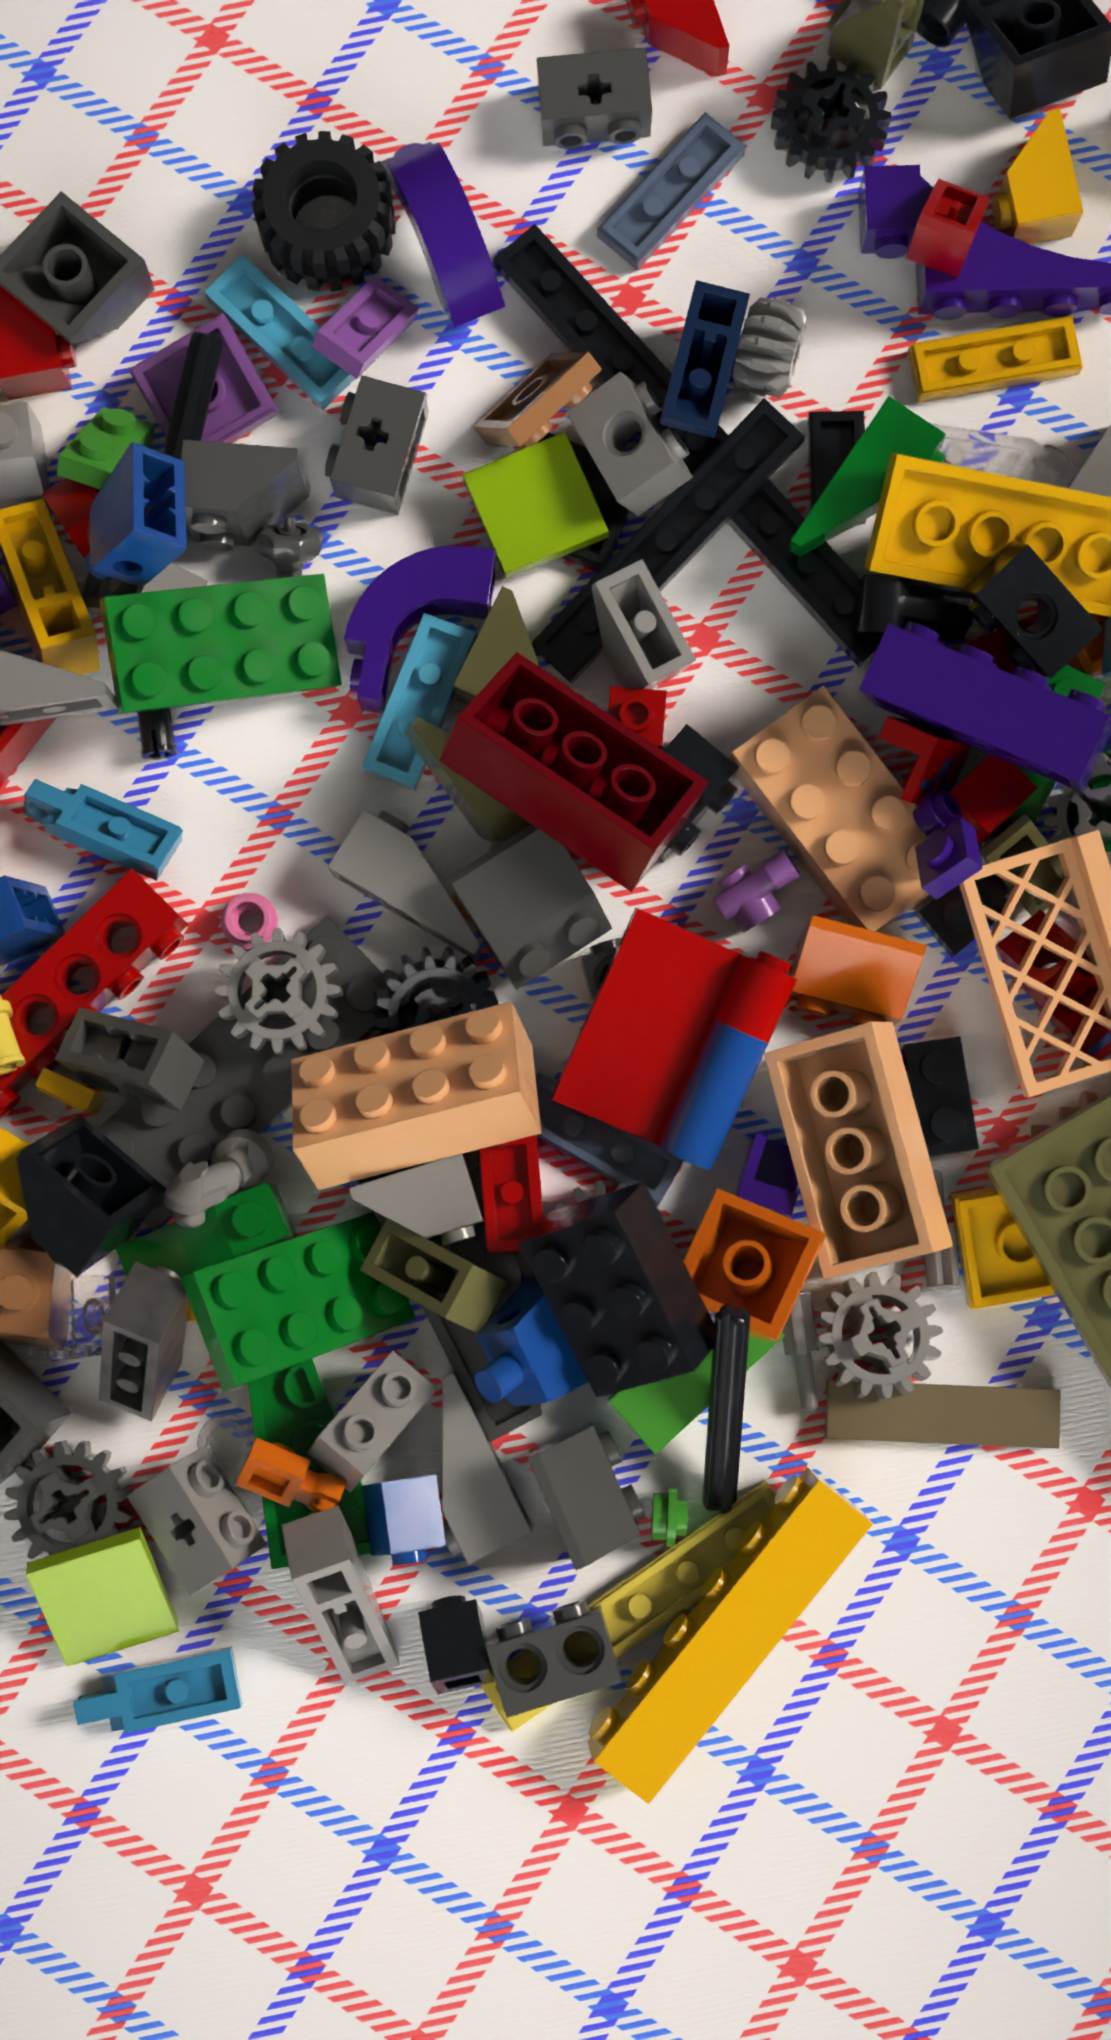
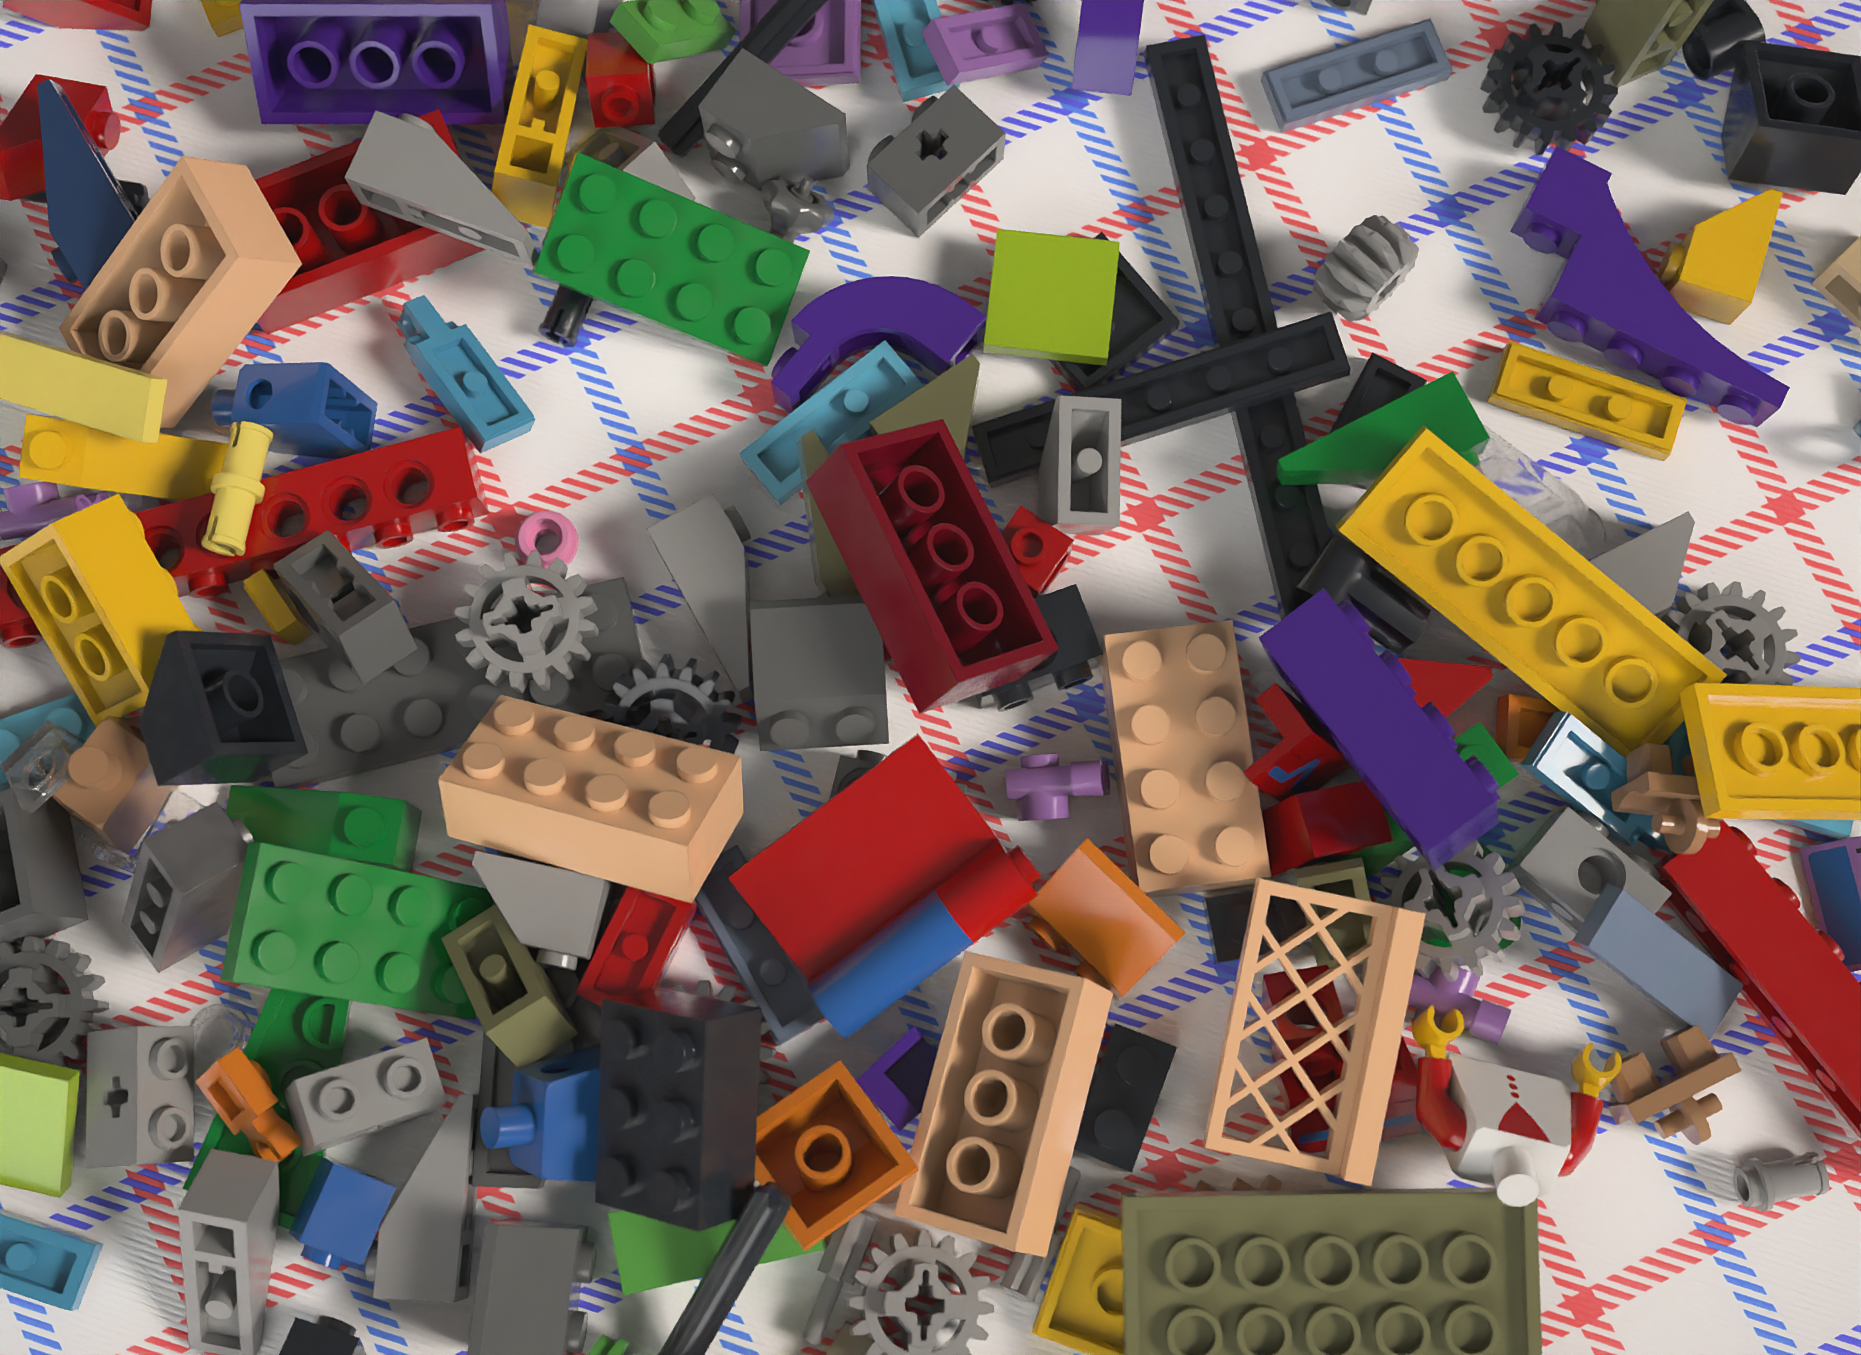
camera: 25 degrees right, 5 degrees down
(138, 517) = (639, 118): blue torso -> none
(236, 1165) = (389, 767): light grey arm -> none
(526, 409) = (1090, 202): medium nougat plate -> none
(606, 424) = (1161, 255): light grey brick -> none
(704, 359) = (1292, 243): dark blue slope -> none
(947, 227) = (1604, 244): red slope -> none
(951, 845) = (1264, 849): dark purple plate -> none
(1061, 623) = (1502, 691): black brick -> none

